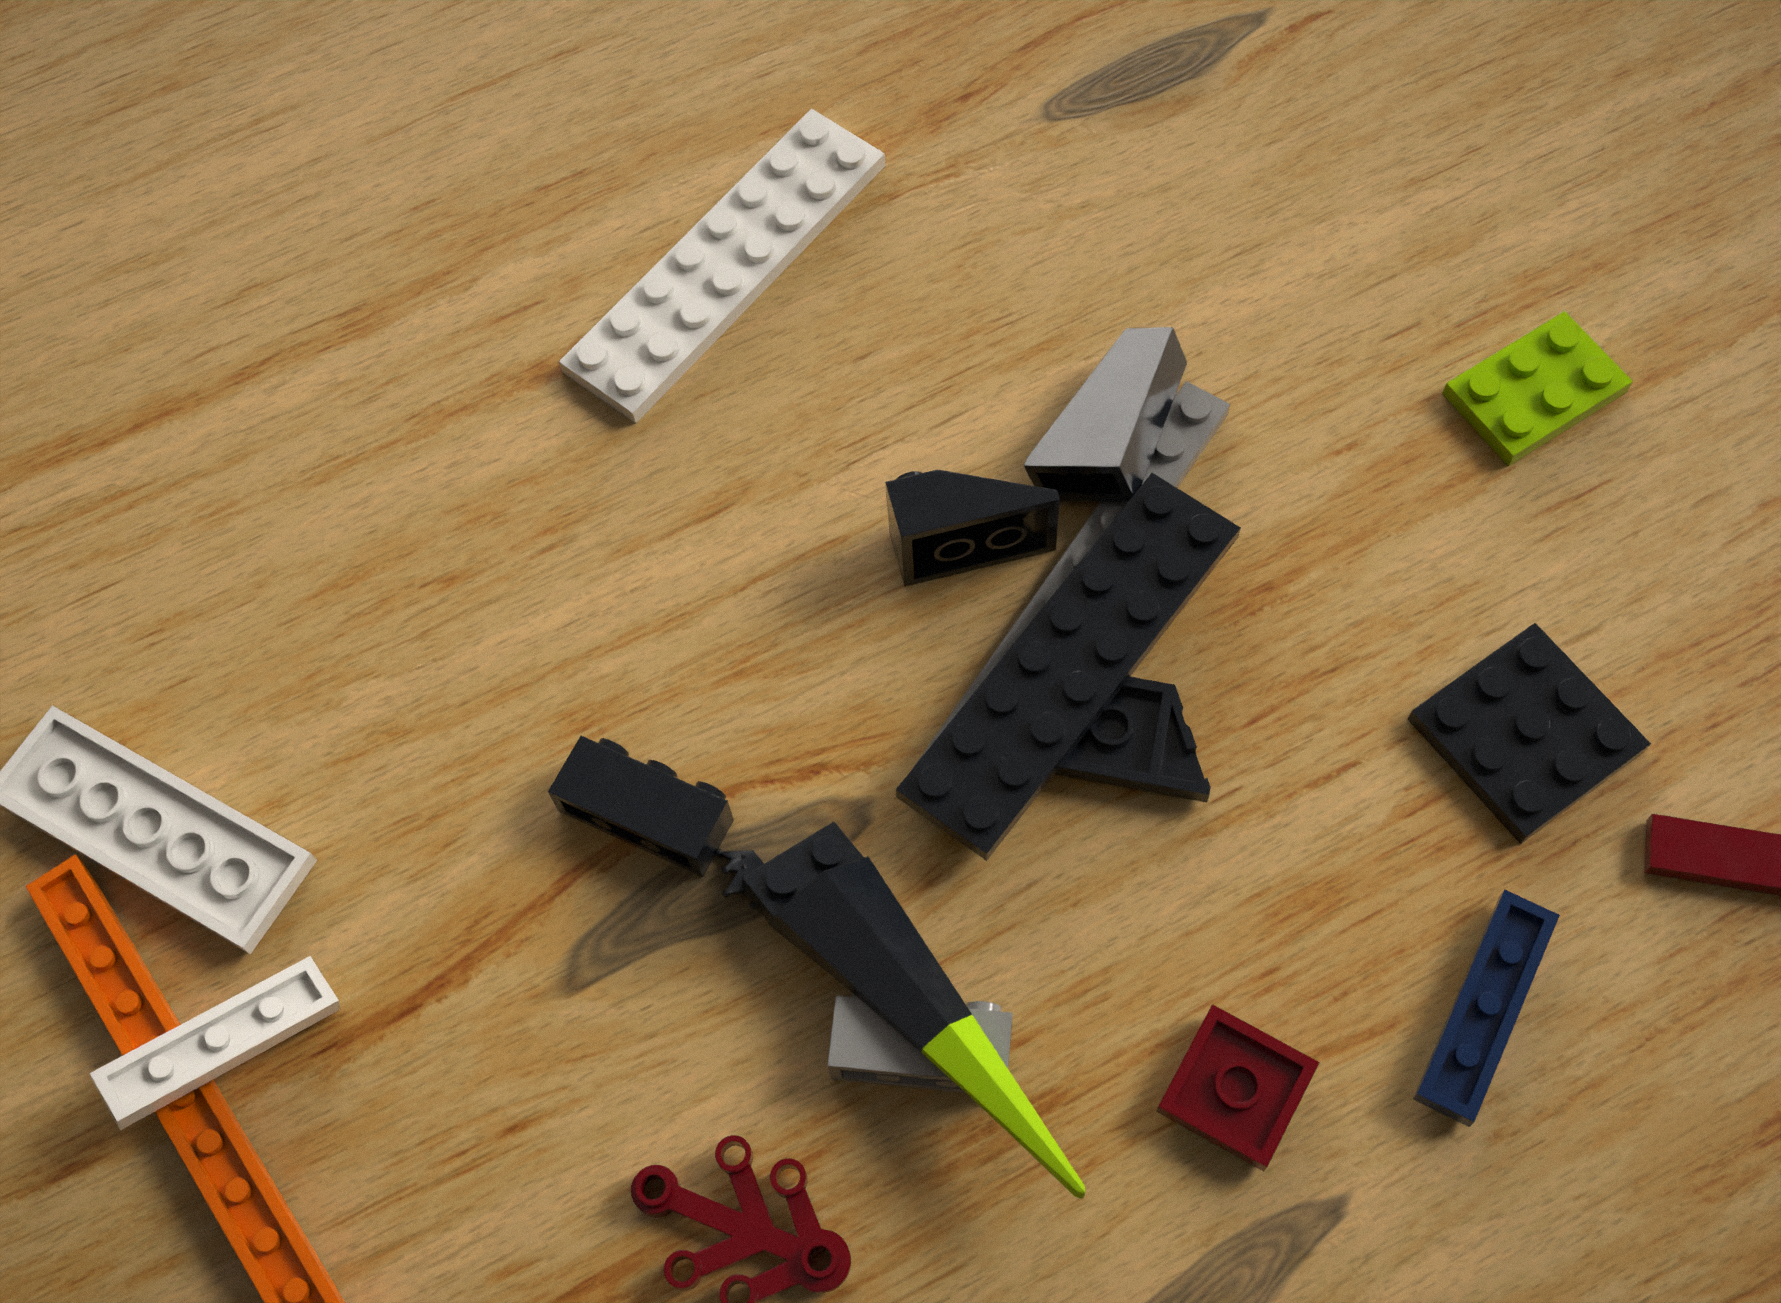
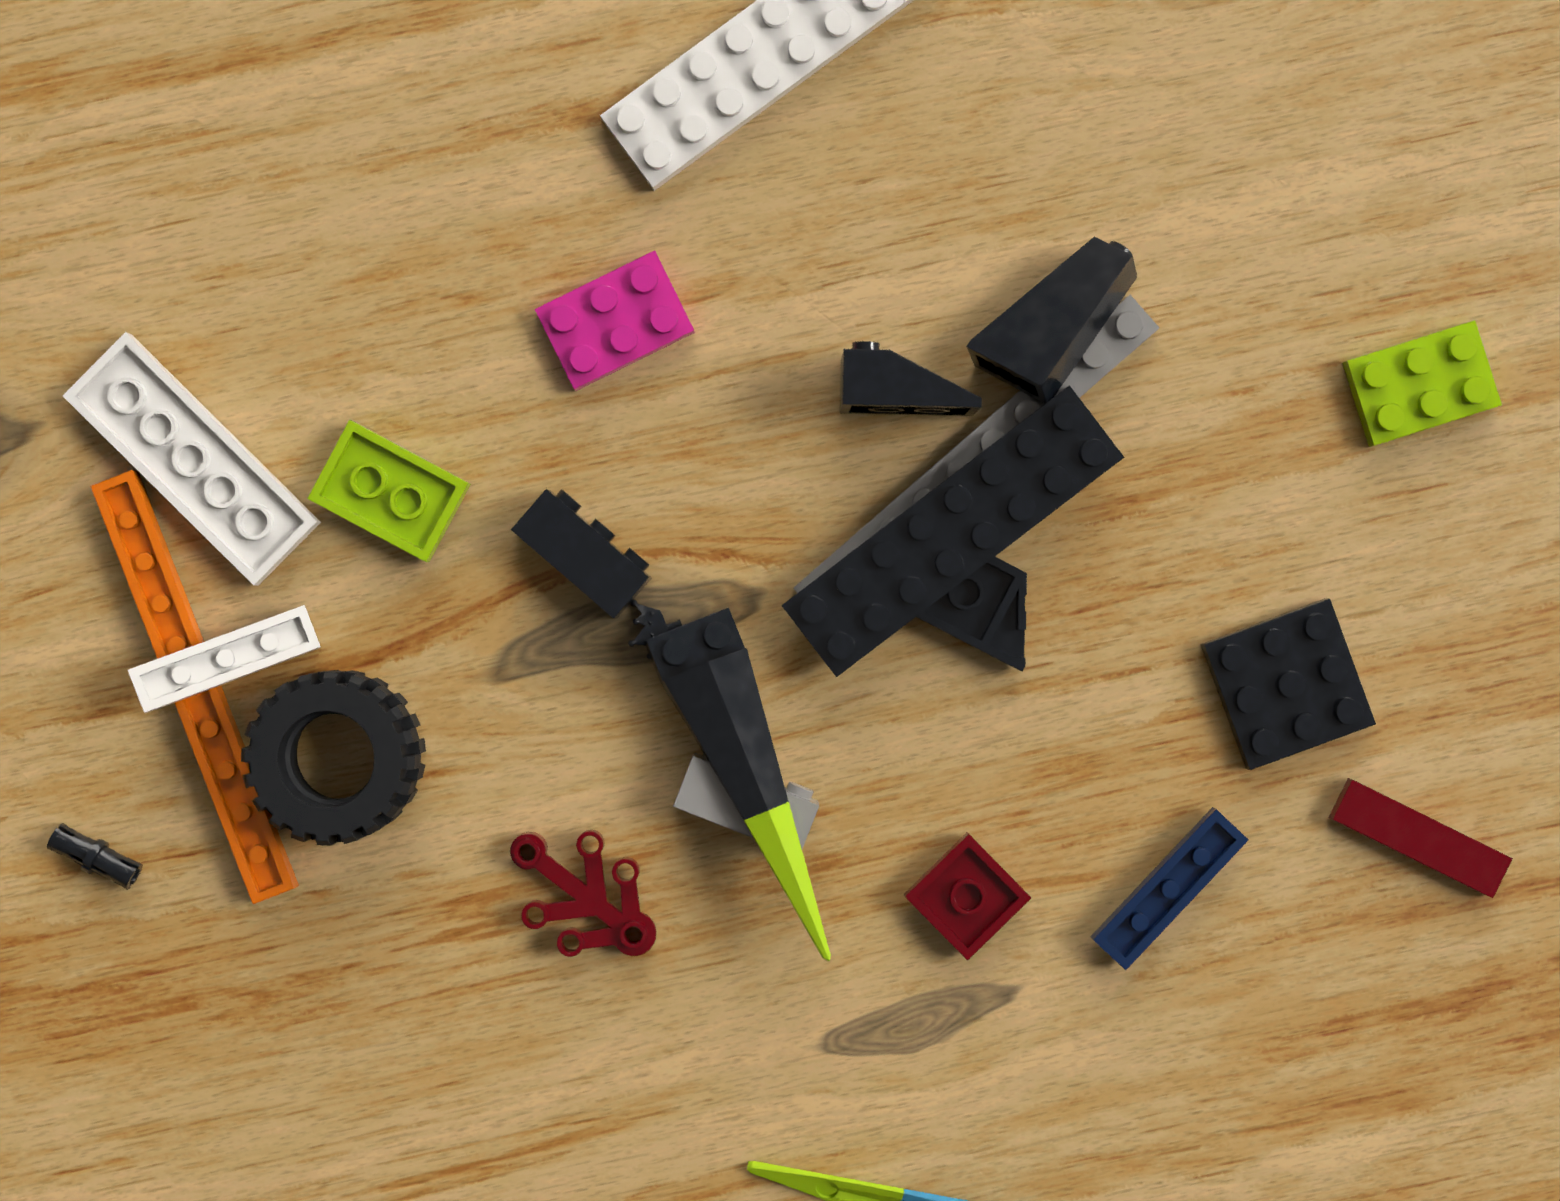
camera: 10 degrees right, 25 degrees up
(318, 1082) = (276, 767): none -> black tyre
(394, 800) = (389, 491): none -> lime plate
(622, 556) = (615, 320): none -> dark pink plate

